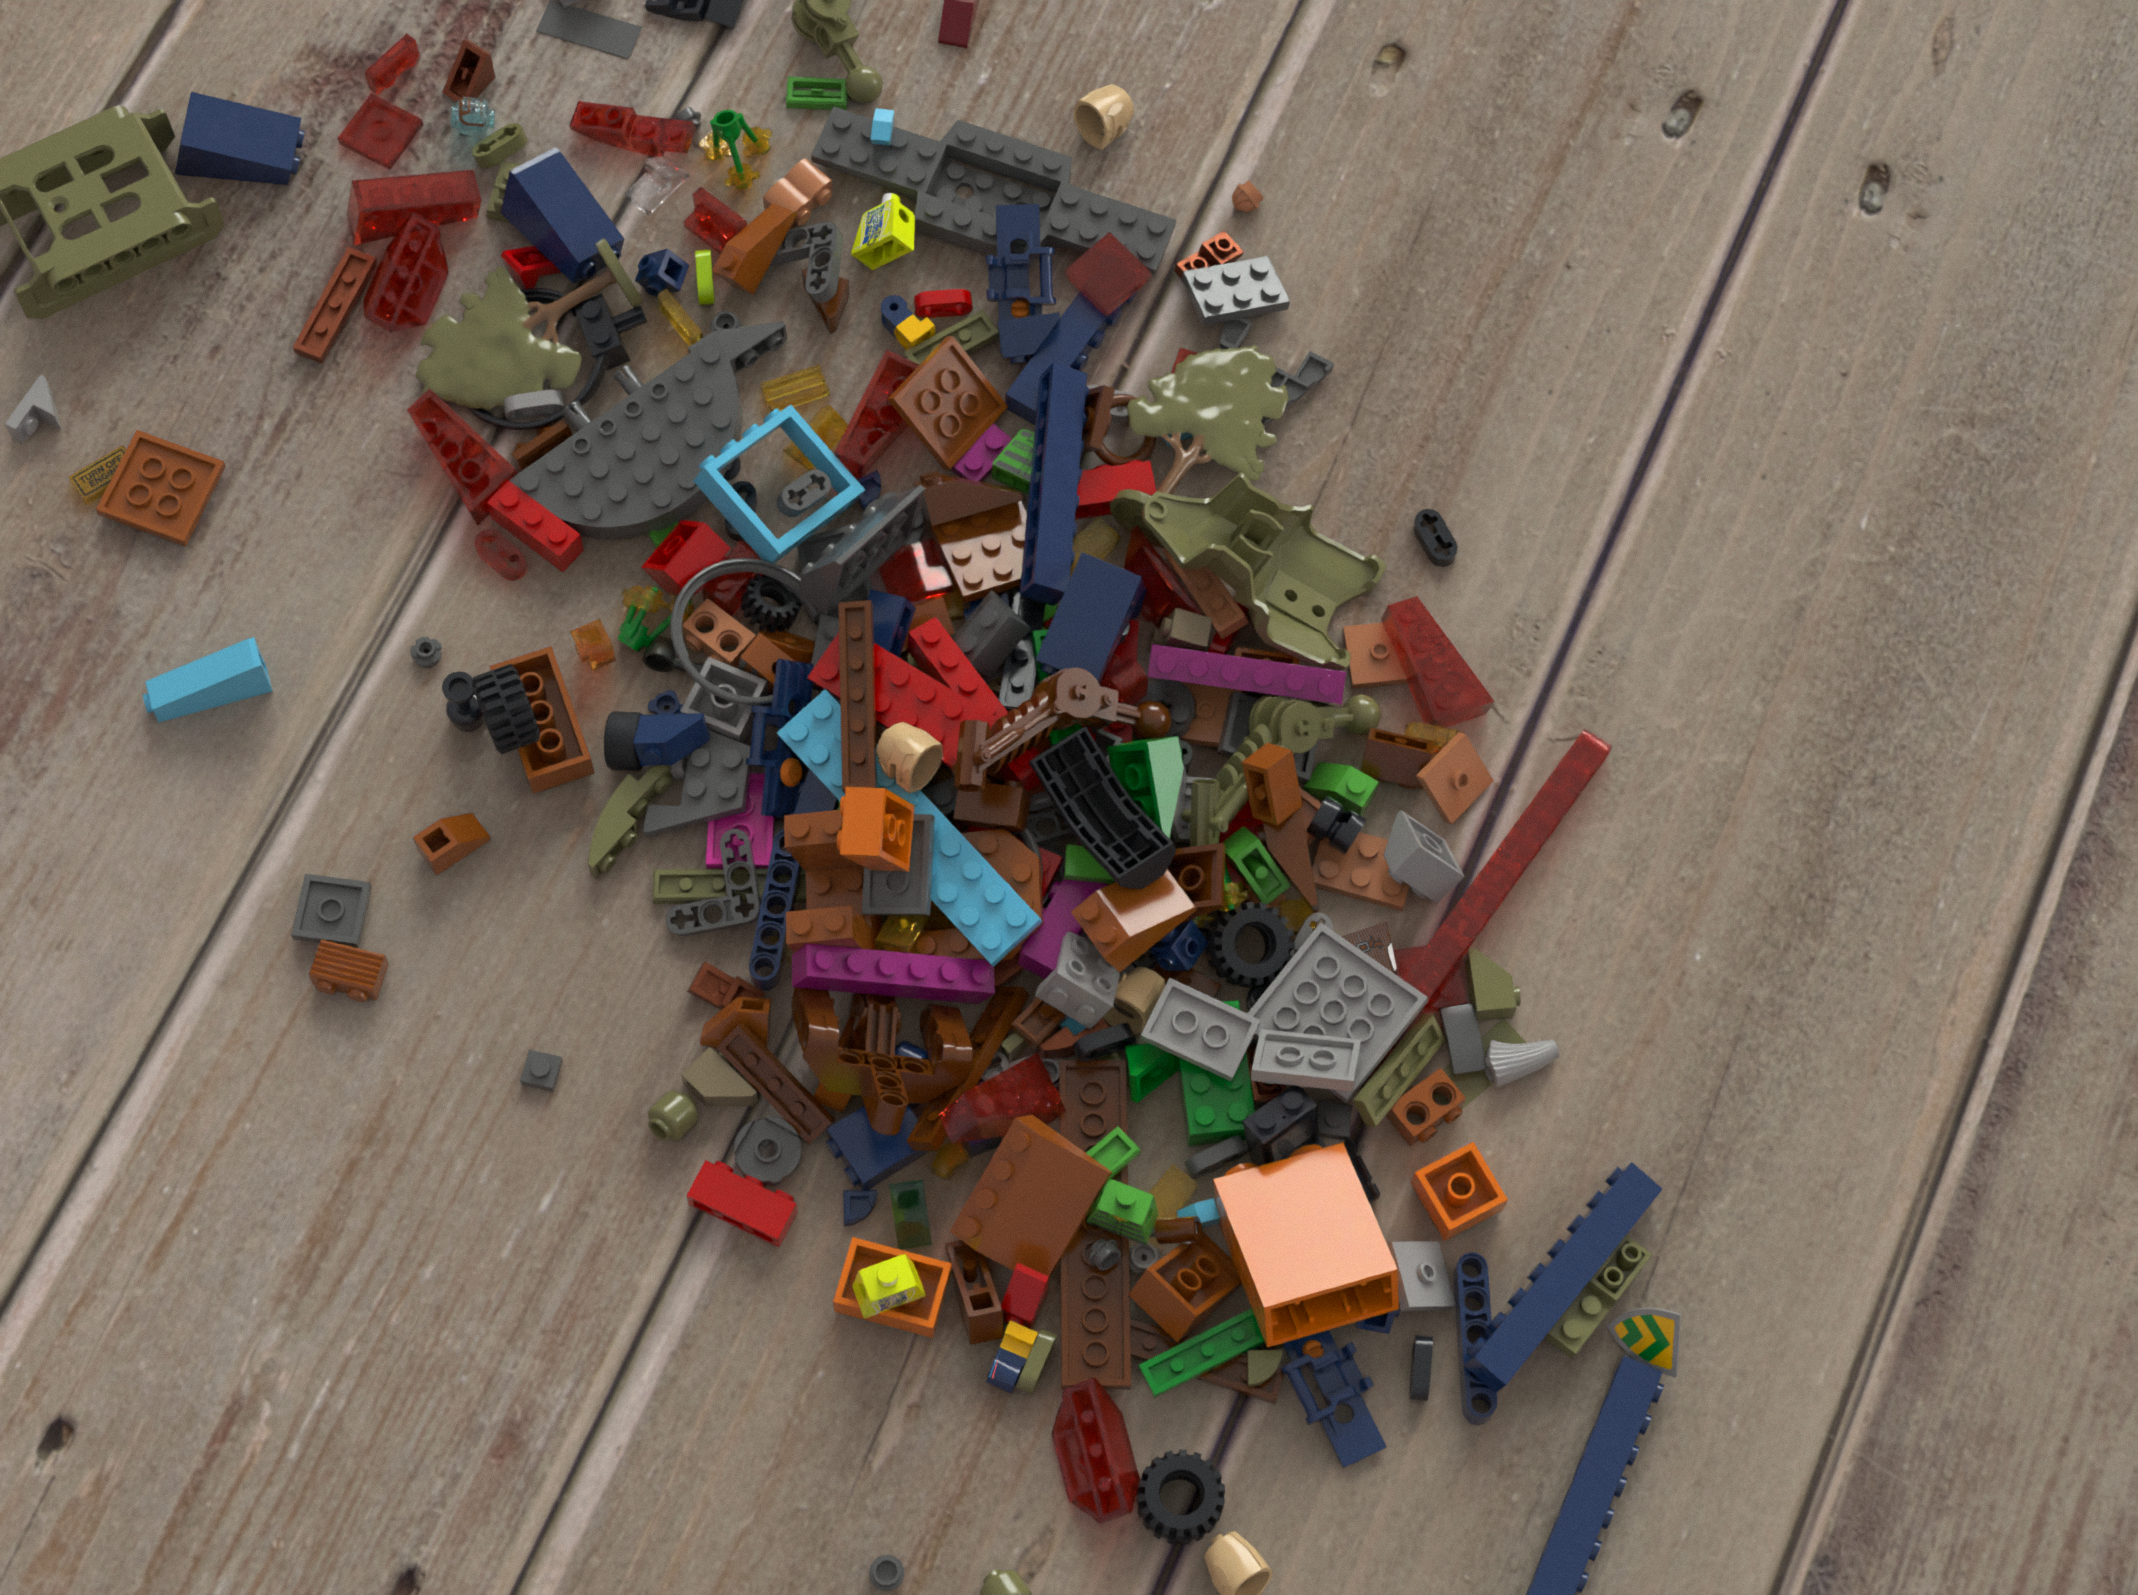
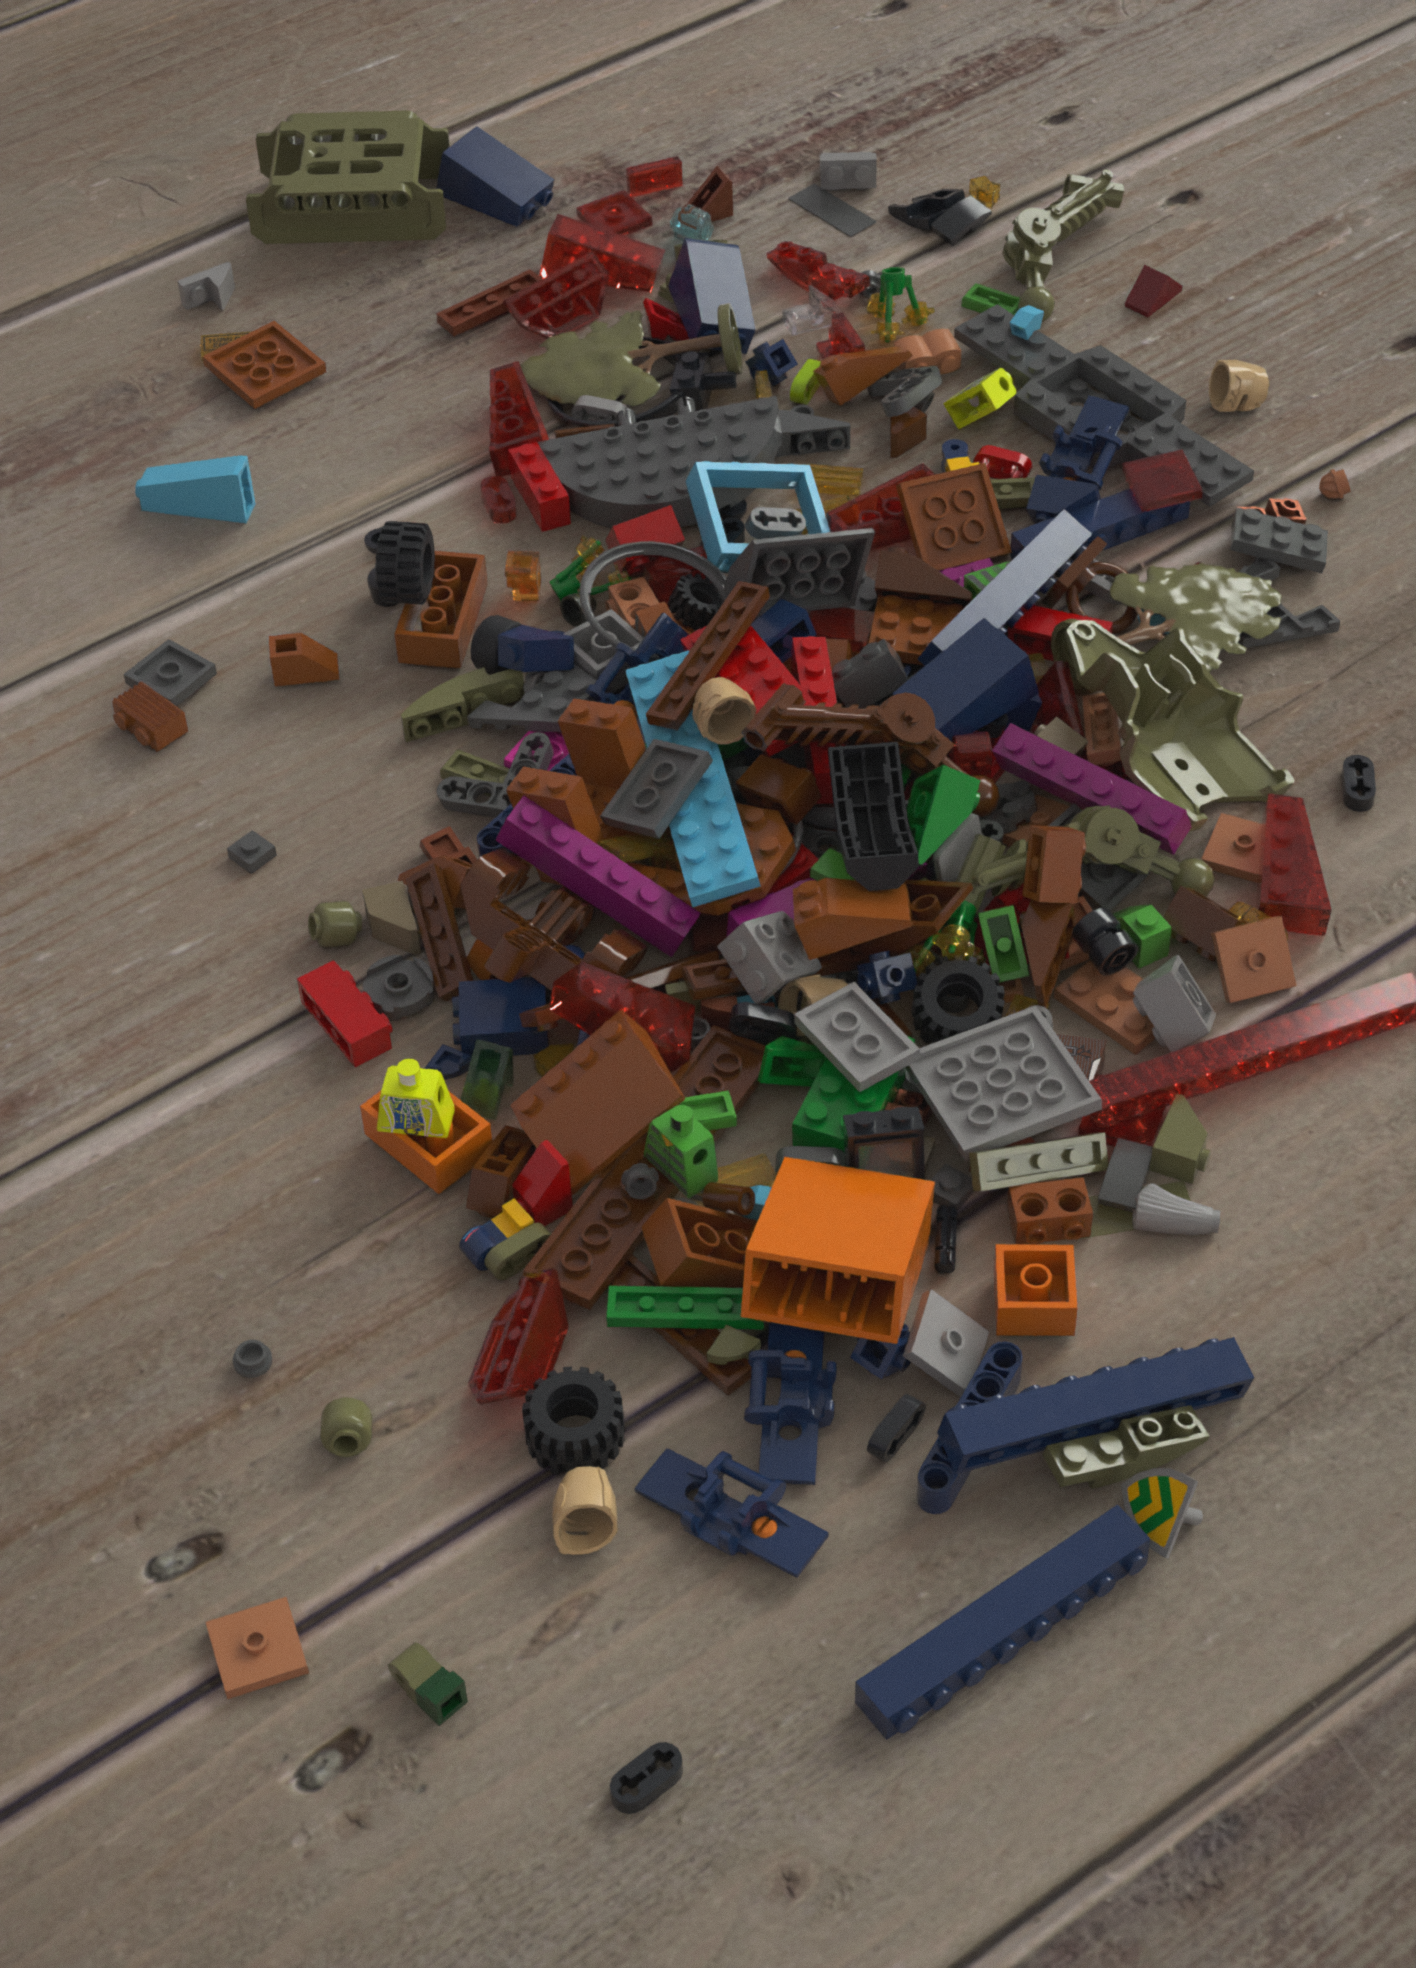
camera: 35 degrees right, 20 degrees down
(876, 829) = (644, 727): orange brick -> none
(1306, 1060) = (939, 1093): light grey plate -> none
(1343, 1520) = (725, 1523): none -> dark blue piece

